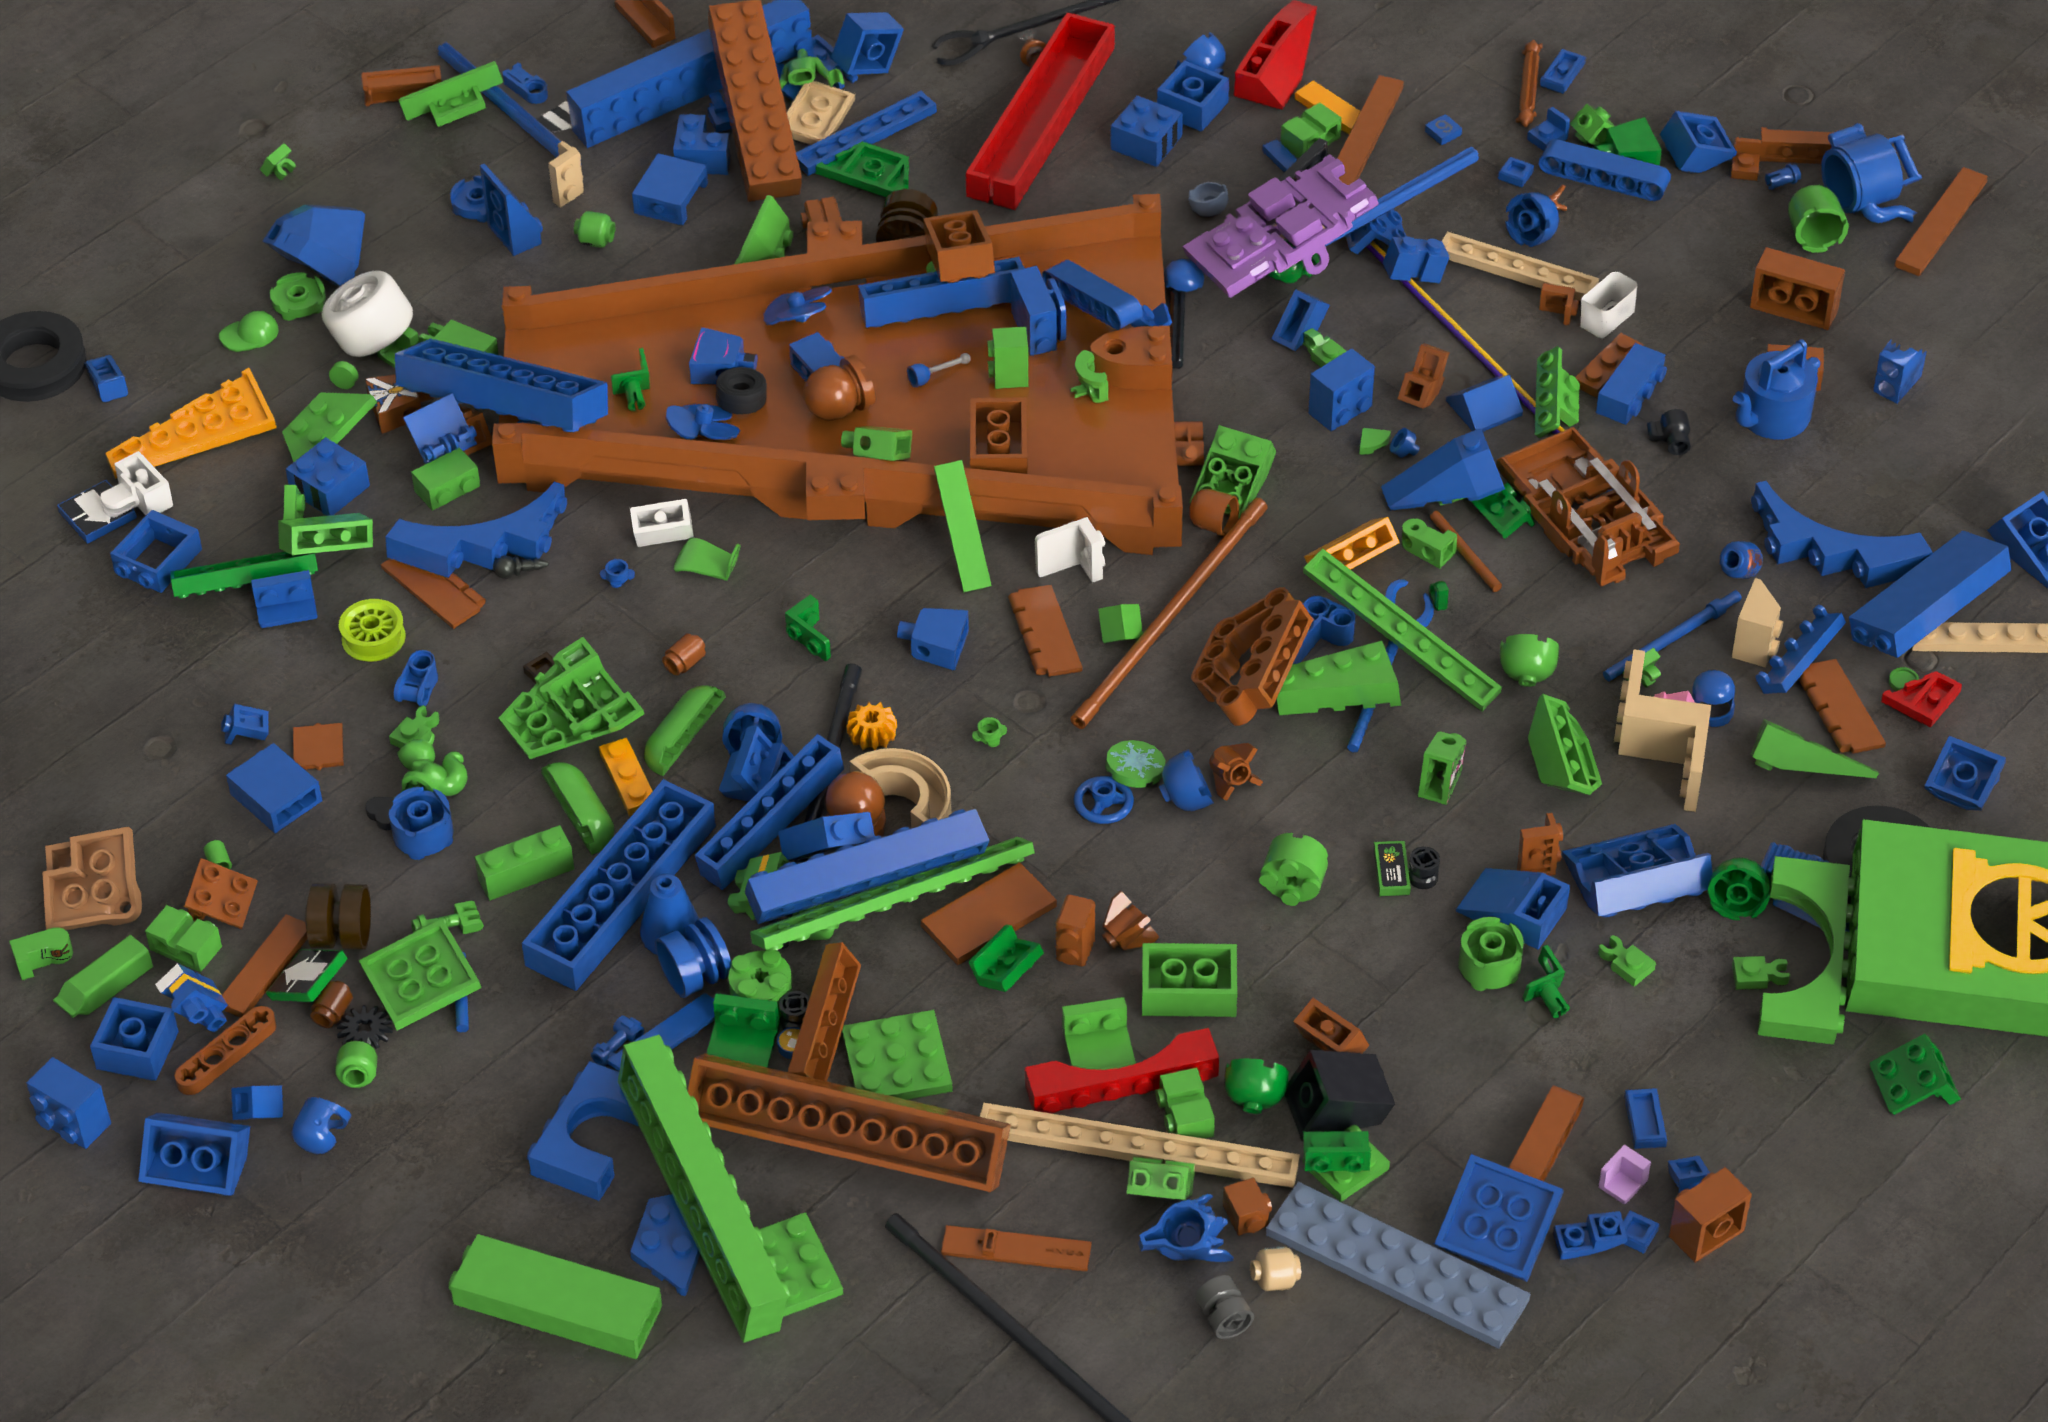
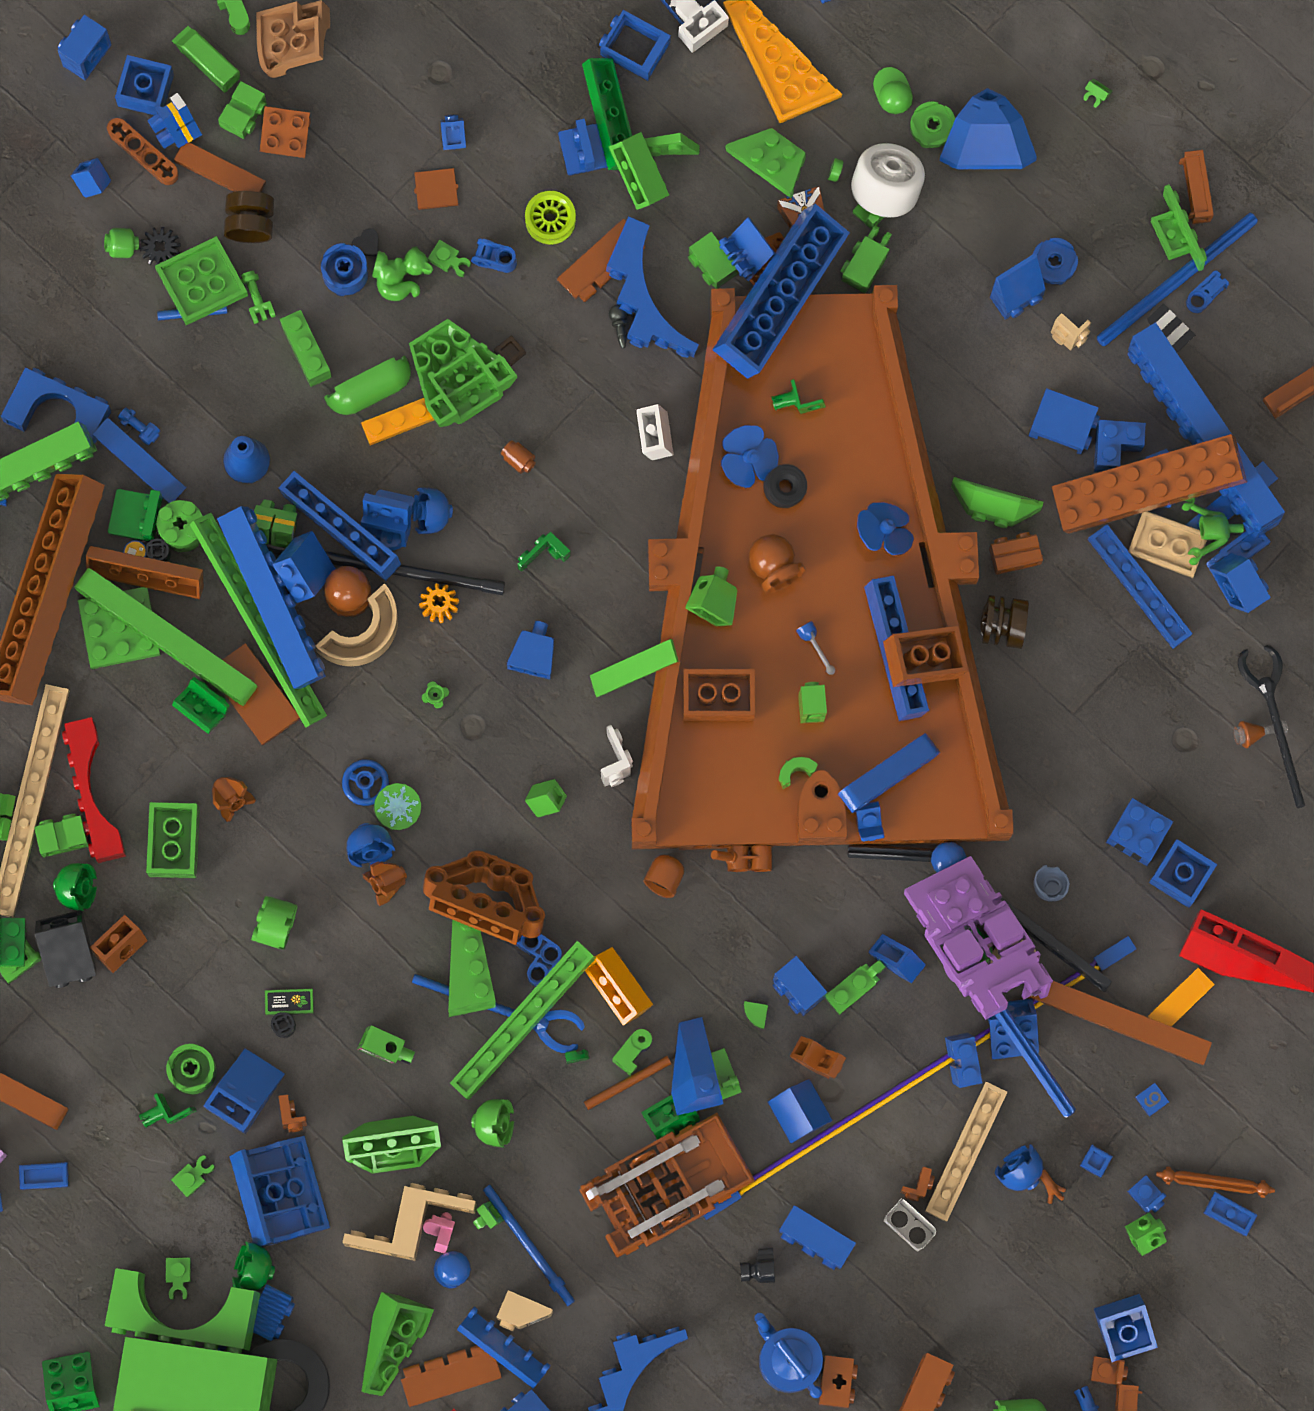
camera: 85 degrees right, 30 degrees up
(193, 1153) = (48, 138): blue slope -> none
(217, 853) = (322, 126): bright green hinge -> none
(274, 788) = (387, 159): blue brick -> none
(306, 975) = (200, 200): tile -> none
(313, 1125) = (64, 217): blue helmet -> none
(328, 476) = (714, 168): blue brick -> none
(331, 1004) = (178, 220): reddish brown brick -> none
(594, 229) = (1009, 360): bright green head -> none
(617, 572) = (611, 395): blue plate -> none
(617, 884) = (279, 419): blue brick -> none
(681, 726) = (448, 458): bright green brick -> none
(694, 957) = (202, 474): blue wheel -> none
(706, 559) = (626, 469): bright green piece -> none
(717, 353) = (825, 466): blue torso -> none
(812, 353) = (818, 548): blue brick -> none
(869, 169) = (1090, 593): green wing -> none
(913, 991) = (165, 637): none -> bright green beam
(1038, 309) = (869, 727): blue brick -> none
(1040, 111) = (1163, 739): red piece -> none
(1044, 631) = (551, 741): dark orange windscreen -> none
(1075, 930) = (218, 754): dark orange brick -> none
(1091, 706) = (663, 904): dark orange piece -> none
(1097, 1034) = (122, 774): bright green bracket -> none
(1206, 53) = (1232, 884): blue cylinder -> none
(1236, 466) = (714, 894): bright green slope -> none
(1315, 123) = (1142, 978): bright green brick -> none
(1404, 443) = (747, 1038): blue tile -> none
(1555, 394) = (802, 1171): bright green bracket -> none
(1601, 368) = (847, 1222): dark orange plate -> none
(1604, 170) = (1092, 1240): blue beam -> none
(1632, 141) = (1122, 1265): green torso -> none
(1741, 559) = (603, 1308): blue head -> none

